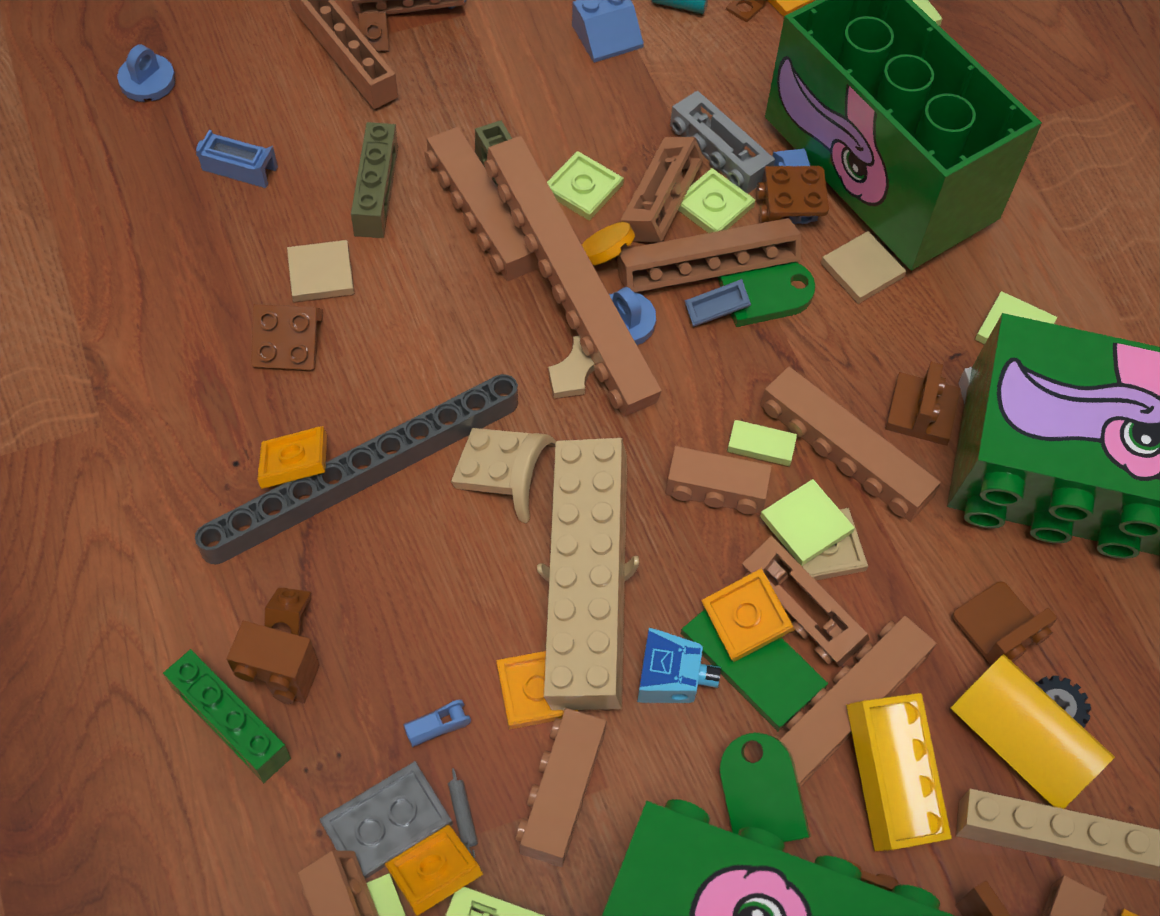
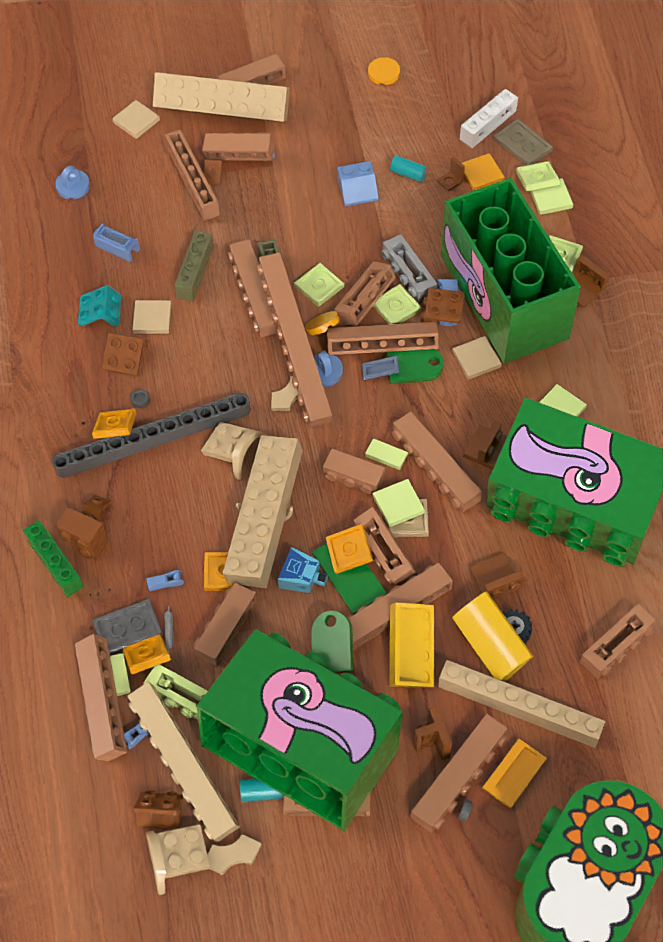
camera: 15 degrees right, 0 degrees up
(227, 261) = (99, 304): none -> teal bracket
(326, 408) = (139, 398): none -> dark grey tile

